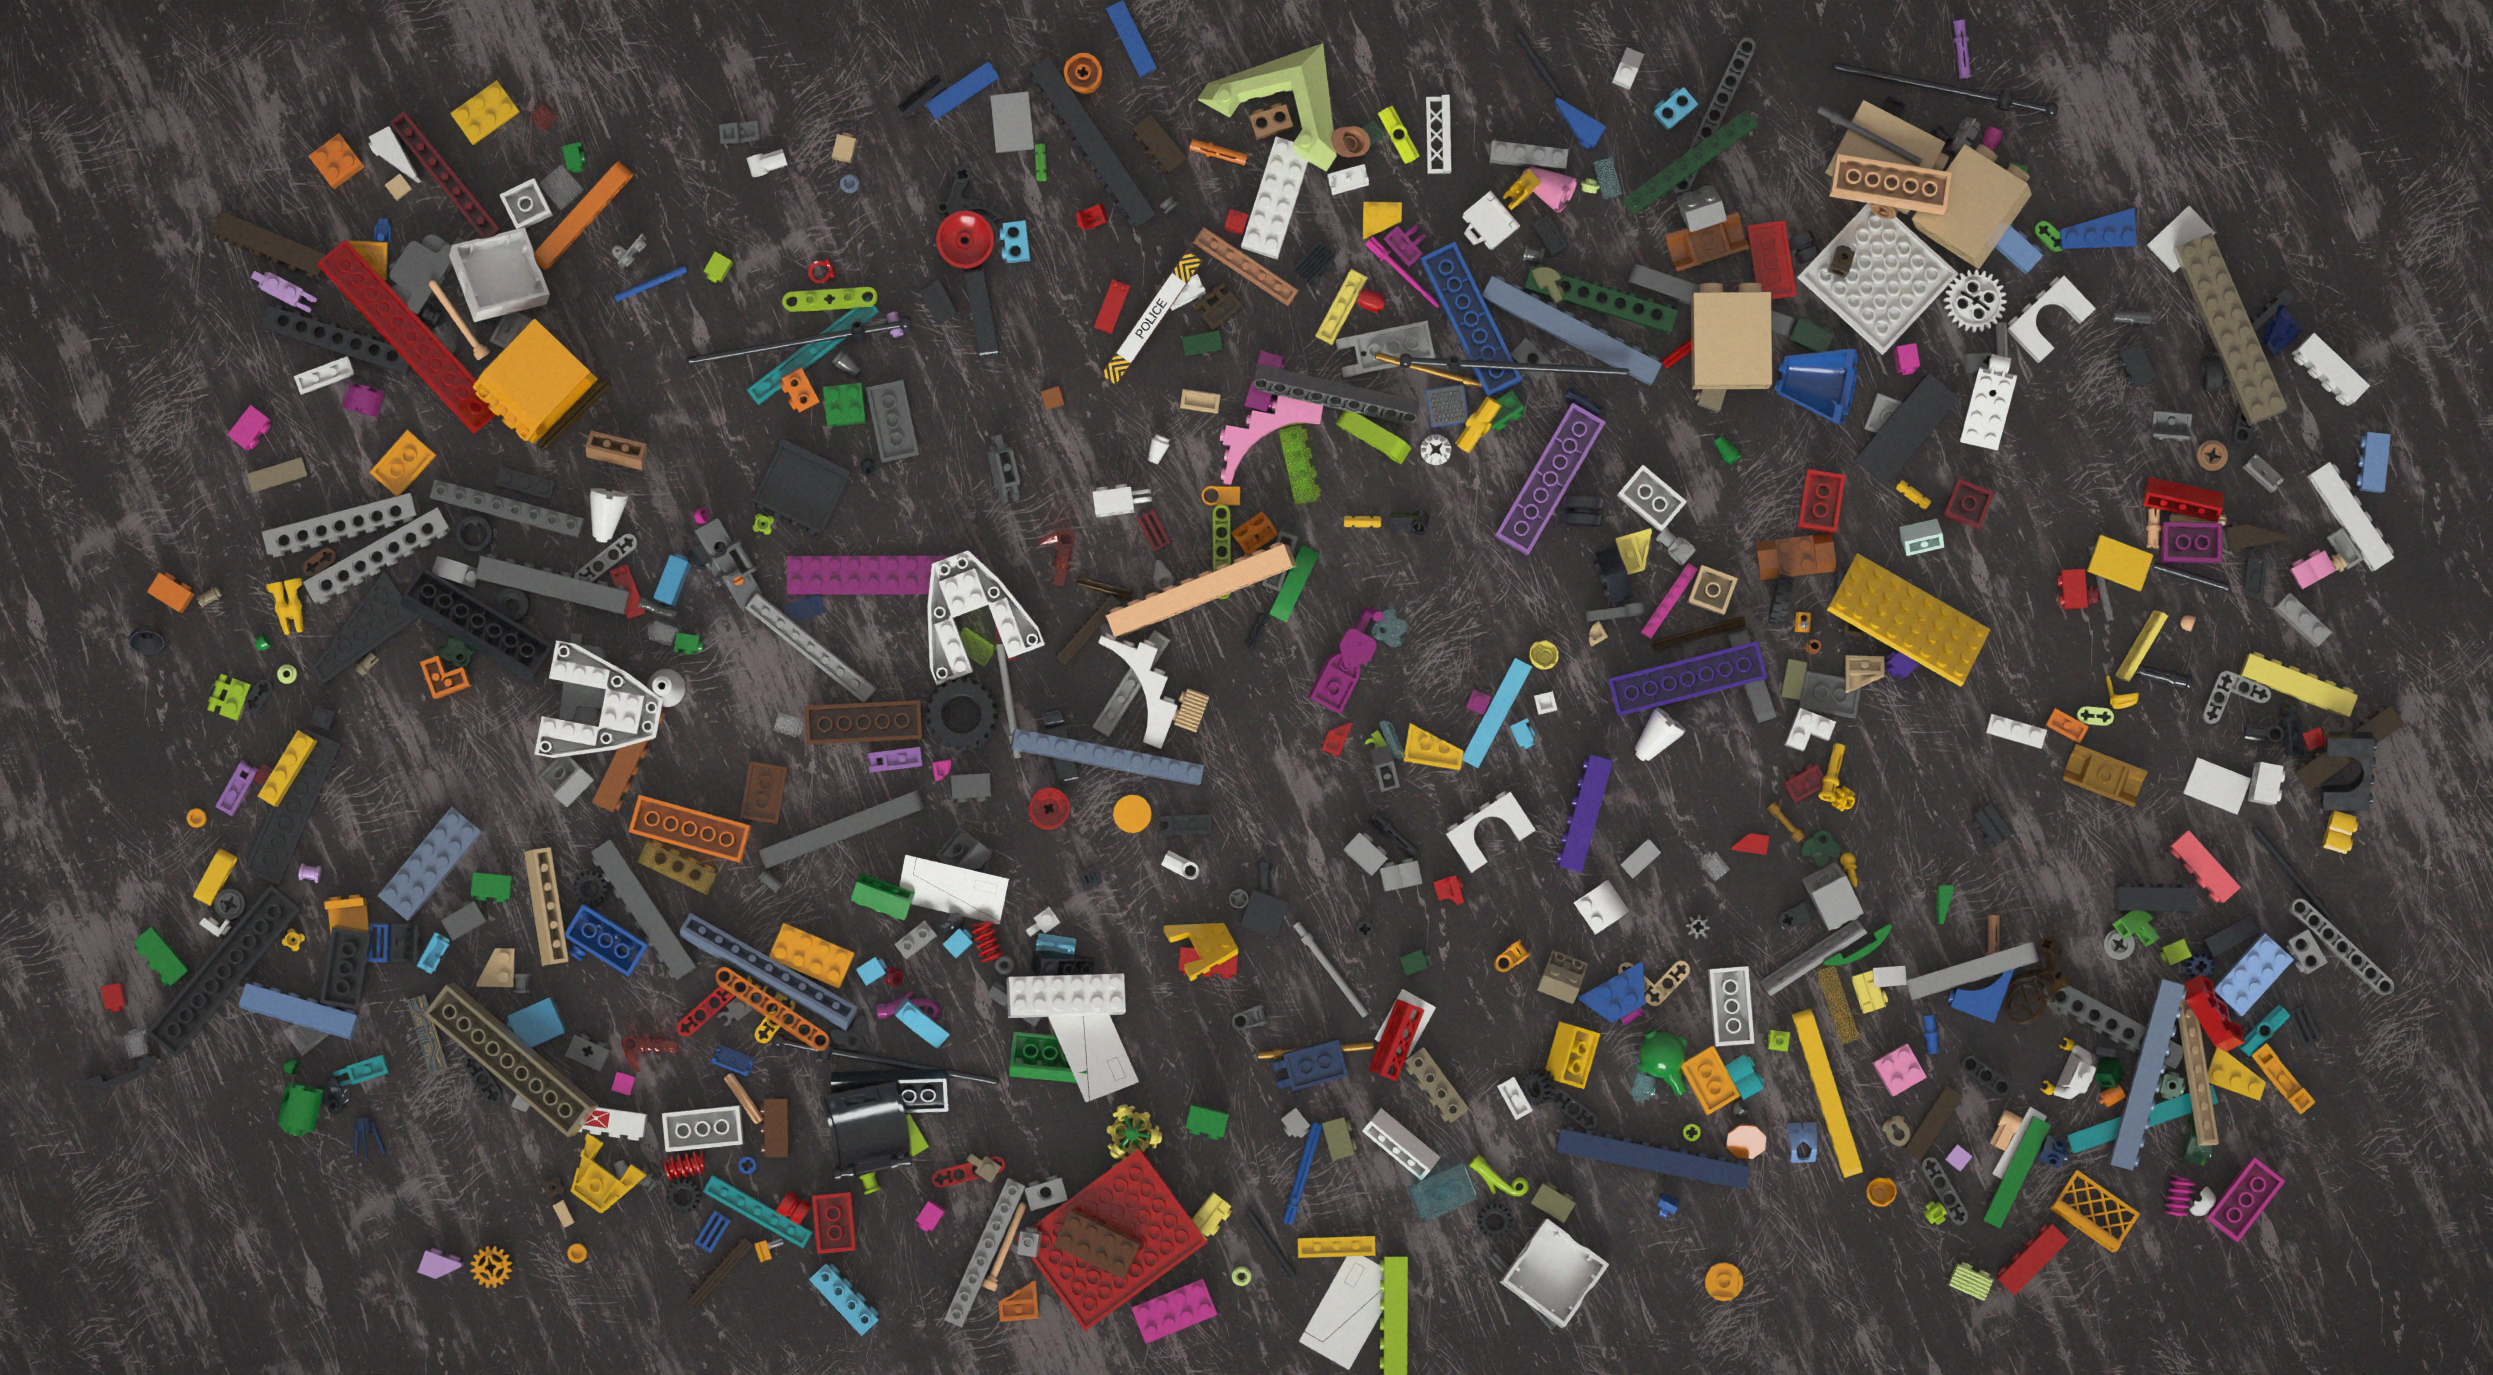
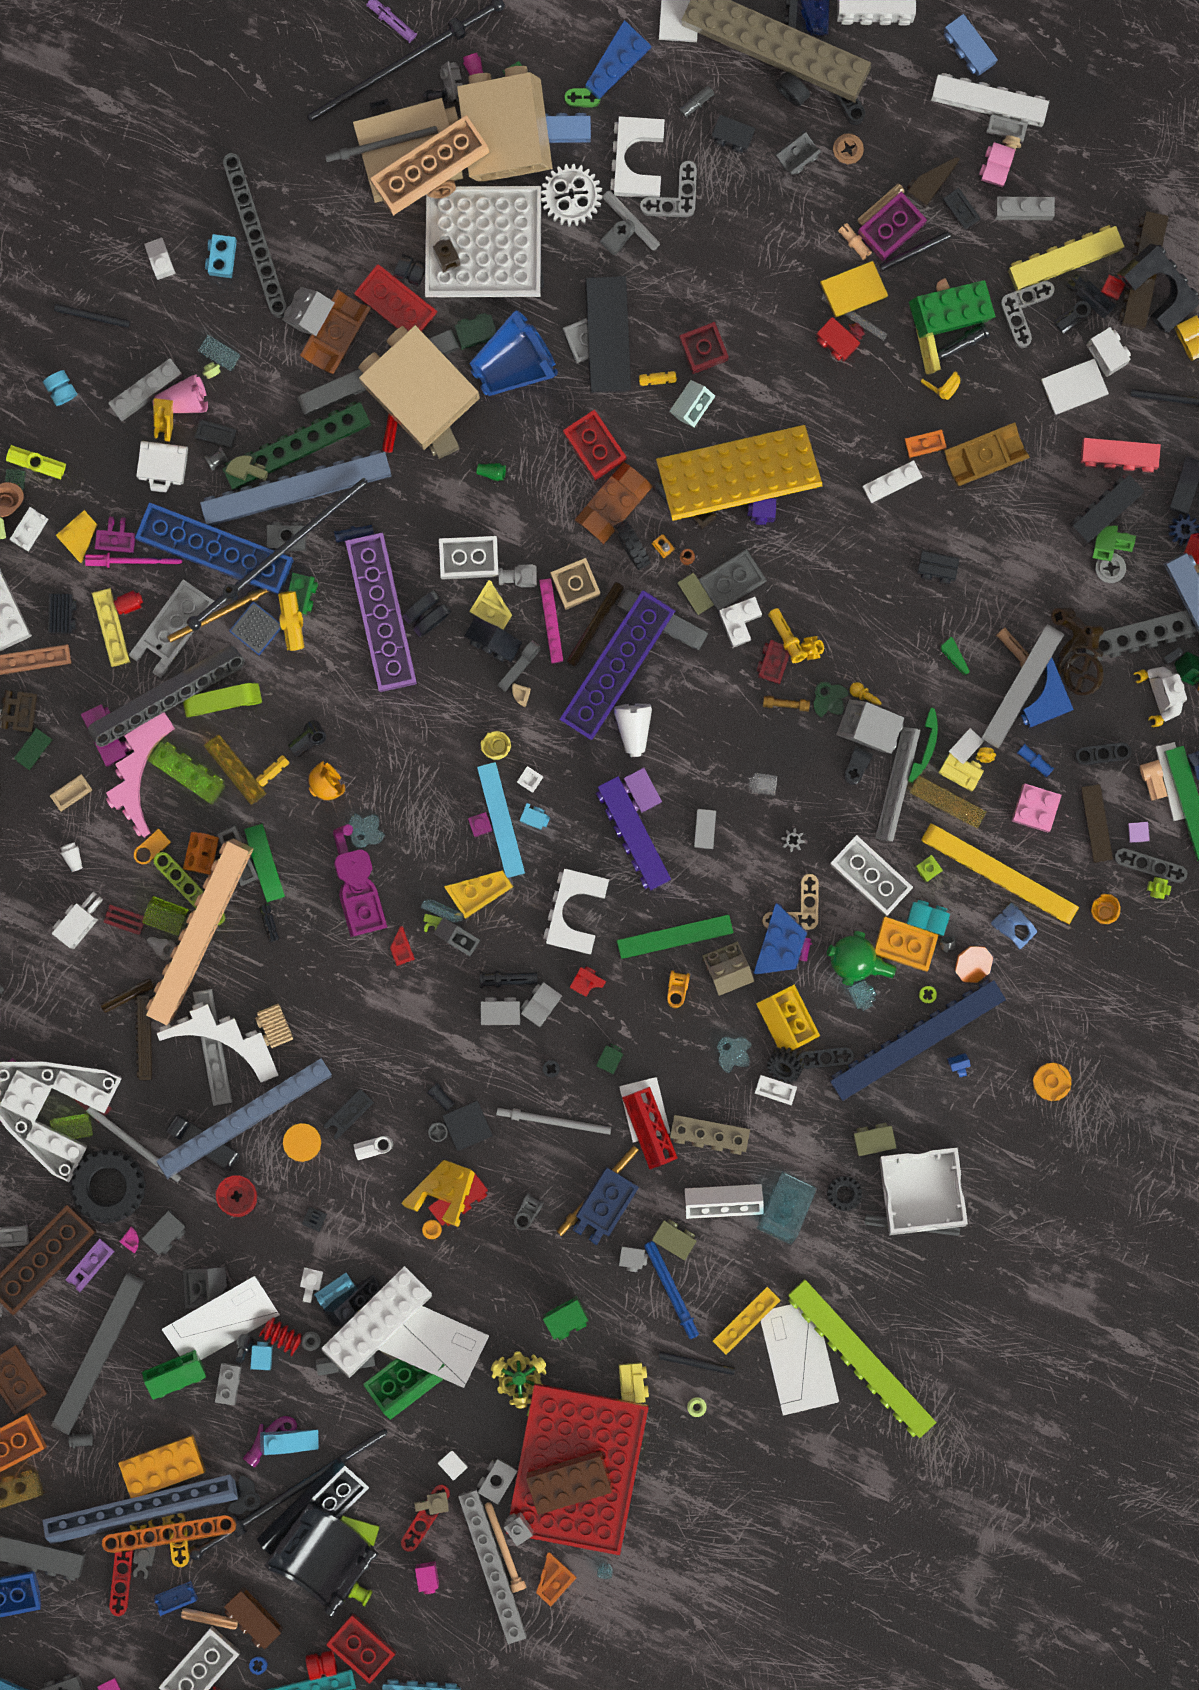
camera: 50 degrees left, 0 degrees up
(647, 1045) = (98, 1649): clear red piece -> none
(872, 970) = (217, 1436): medium azure brick -> none
(893, 976) = (237, 1426): dark red plate -> none
(1024, 1151) = (452, 1465): none -> white panel
(1062, 1333) = (605, 1572): none -> clear light blue hinge
(1063, 550) = (75, 1001): clear red piece -> none
(1168, 965) = (431, 1229): none -> light orange tile
(1174, 1310) = (671, 1478): dark pink brick -> none
(1185, 555) = (165, 915): none -> clear neon green panel
(1336, 495) = (235, 769): none -> clear yellow plate
(1393, 565) = (324, 782): none -> light orange cylinder
(1435, 459) = (284, 662): white gear -> none
(1446, 141) = (46, 405): white fence -> none
(1466, 96) = (61, 390): none -> medium azure wheel
(1492, 1178) = (815, 1163): lime plant -> none
(1508, 1045) = (735, 1055): none -> clear light blue plate
(1545, 917) = (675, 936): none -> green tile
(1583, 126) = (165, 331): blue slope -> none
(1601, 907) = (709, 890): white brick -> none
(1620, 787) = (642, 790): none -> medium lavender brick
(1689, 163) = (268, 285): dark green brick -> none
(1752, 844) = (776, 742): red tile -> none
(1862, 671) = (739, 541): tan wing -> none
(1898, 996) = (986, 755): none -> yellow plate
(1899, 1121) = (1070, 845): dark tan piece -> none
(1906, 359) = (560, 283): dark pink brick -> none
(1986, 412) = (656, 268): white hinge -> none
(2048, 378) = (676, 202): none -> light grey beam
(2095, 711) = (936, 414): yellowish green beam -> none
(2175, 952) = (1156, 536): lime brick -> none
(2178, 644) = (952, 309): none -> green brick
(2183, 499) = (856, 200): red brick -> none
(2263, 473) = (897, 127): light grey hinge -> none

